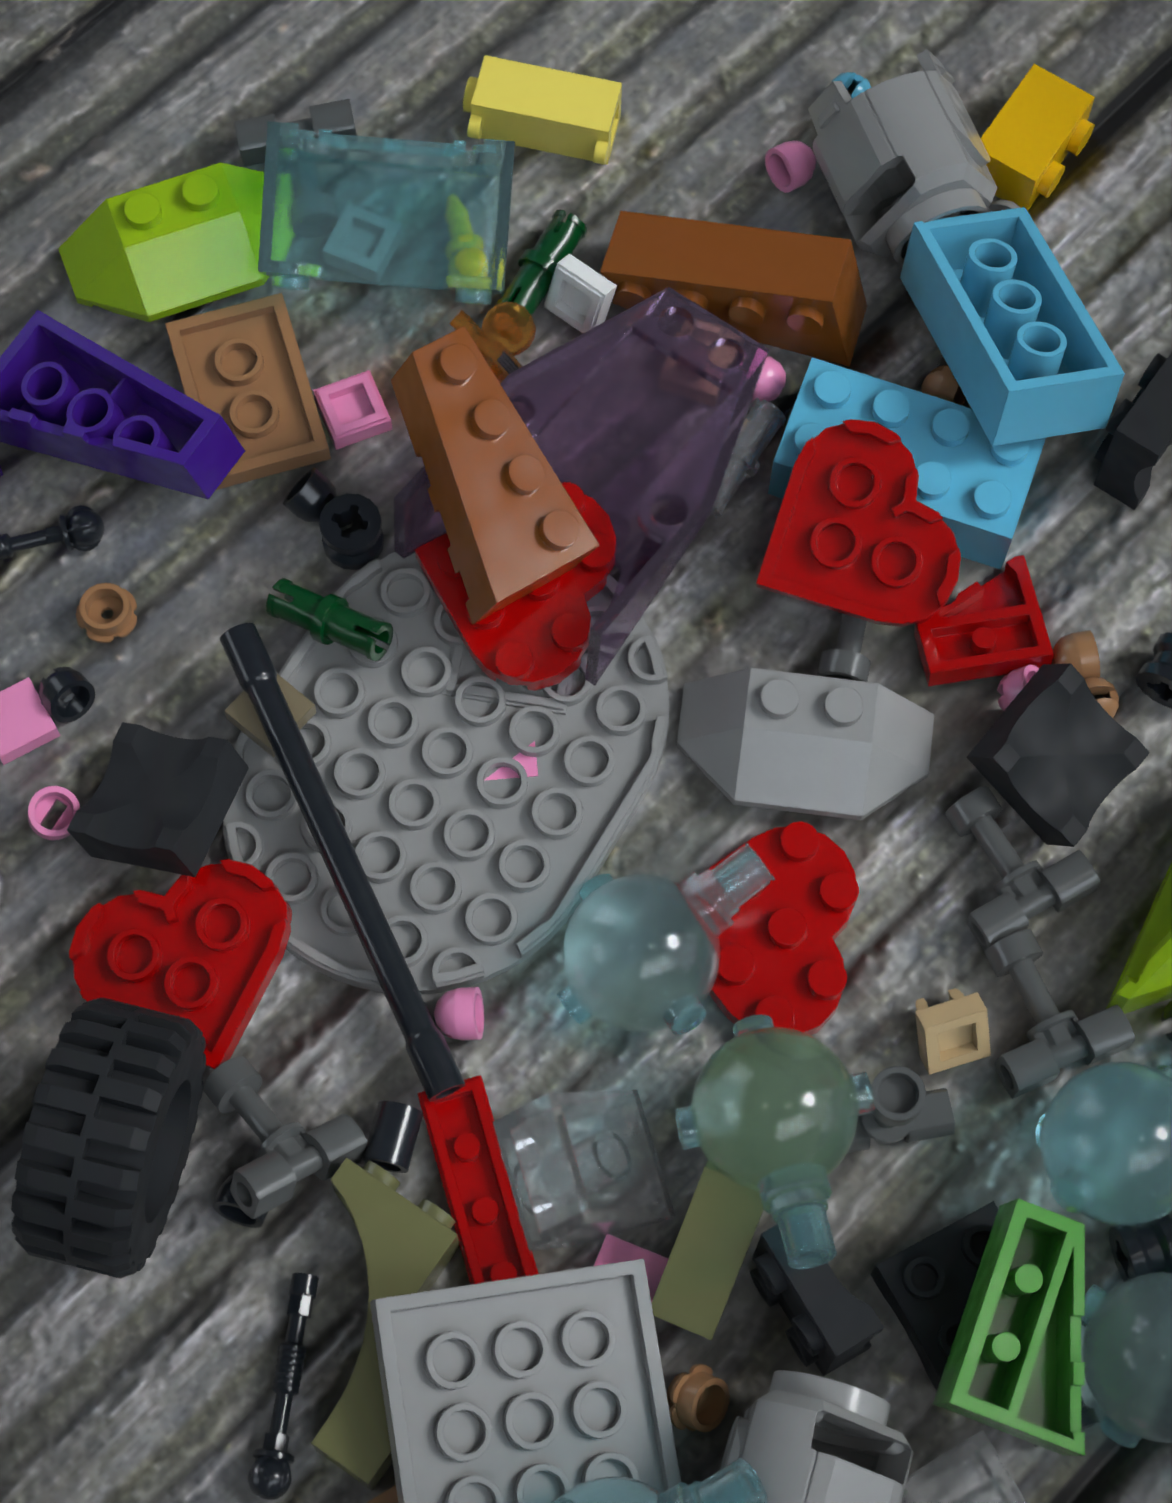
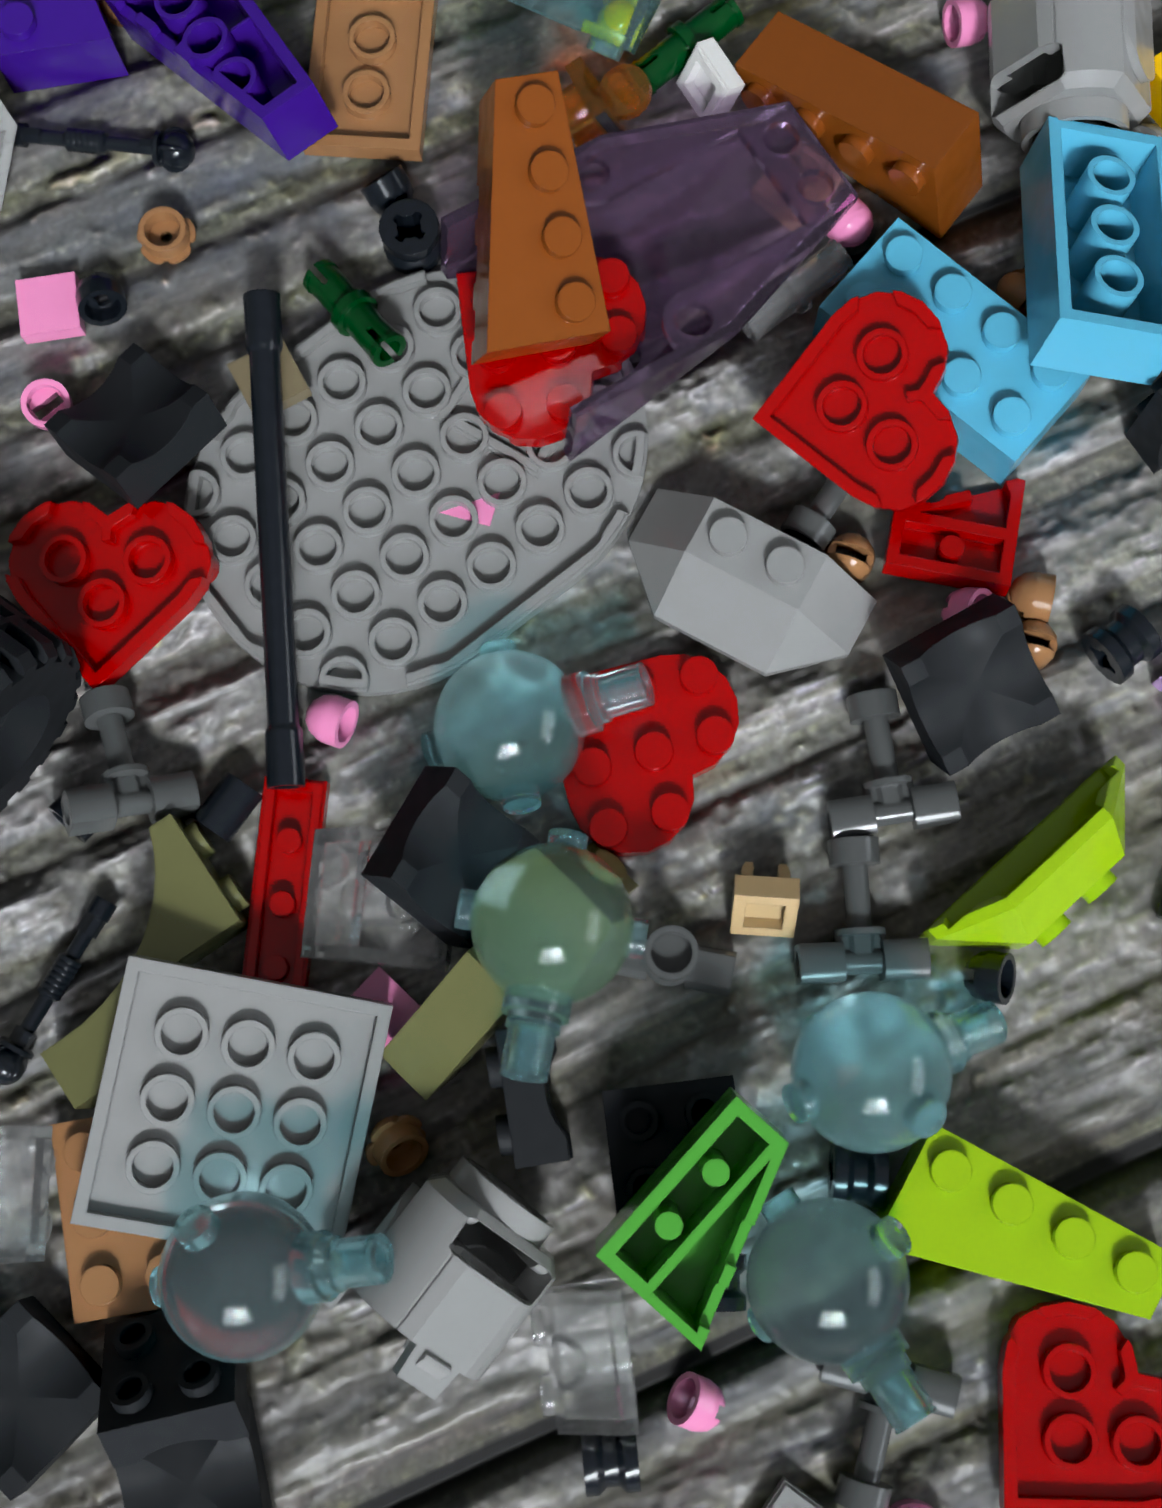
camera: 30 degrees right, 10 degrees up
(352, 409) = (455, 121): bright pink tile -> none
(629, 1091) = (437, 845): none -> black brick
(895, 667) = (854, 567): none -> medium nougat hinge

